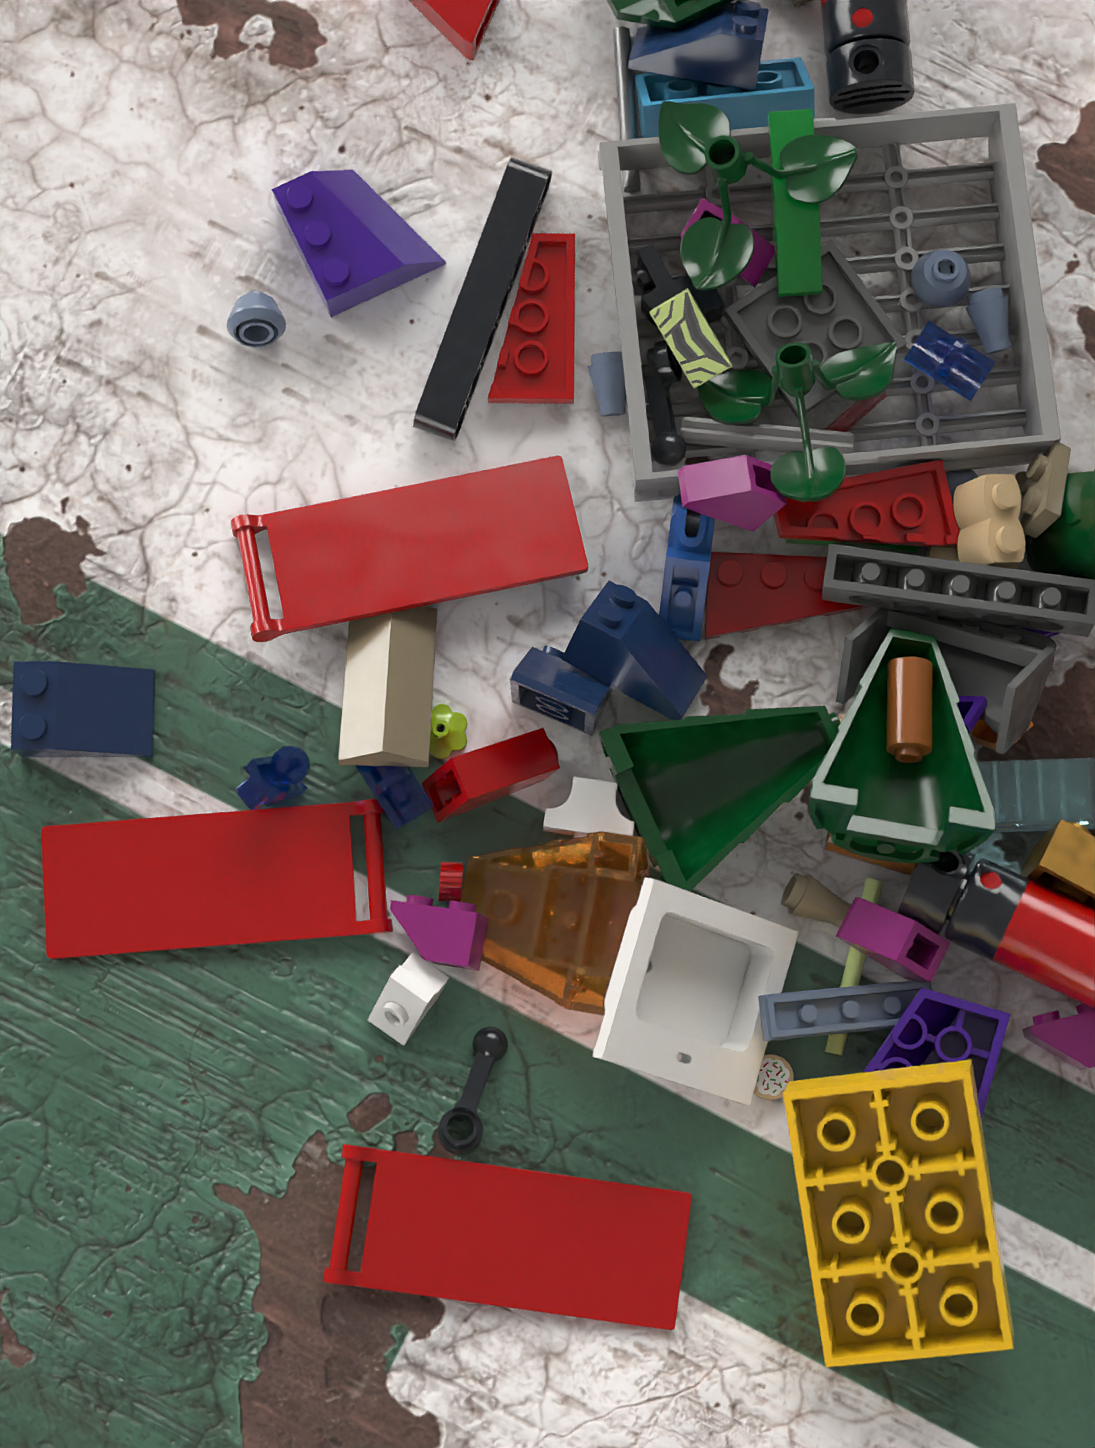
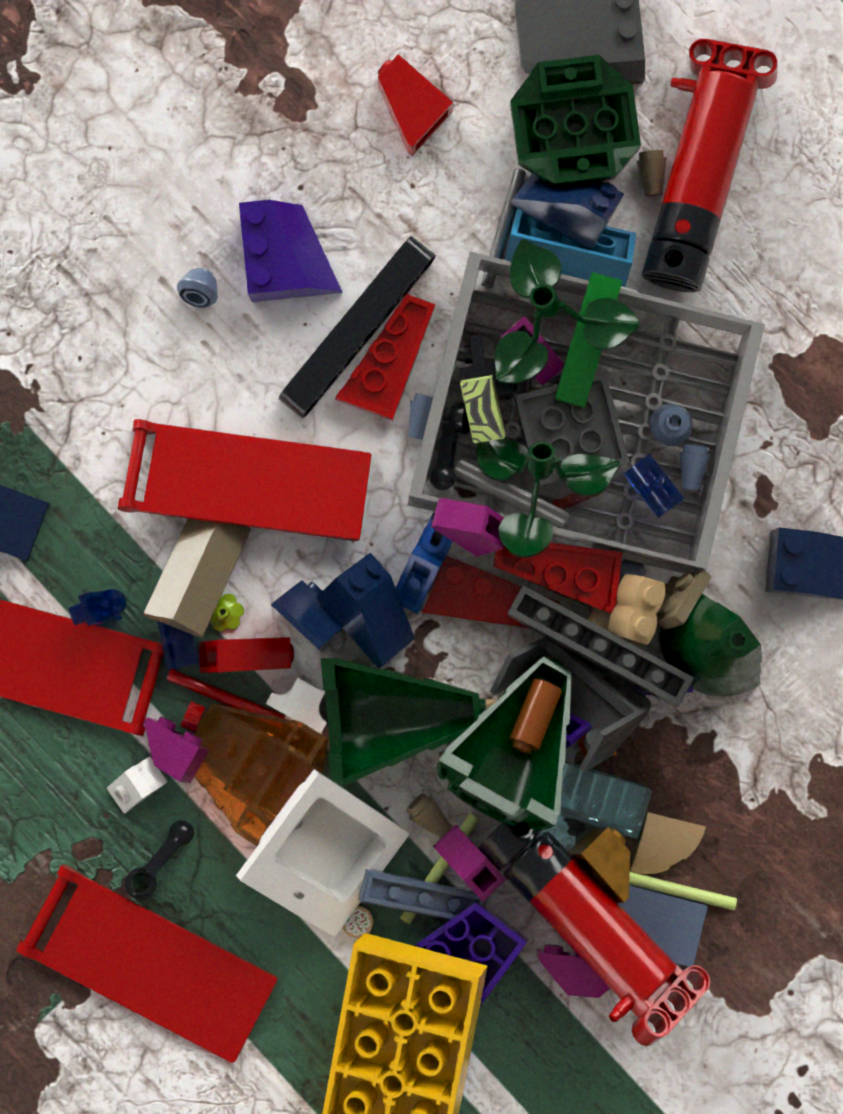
camera: 15 degrees right, 5 degrees up
(466, 841) = (218, 694): none -> red bar

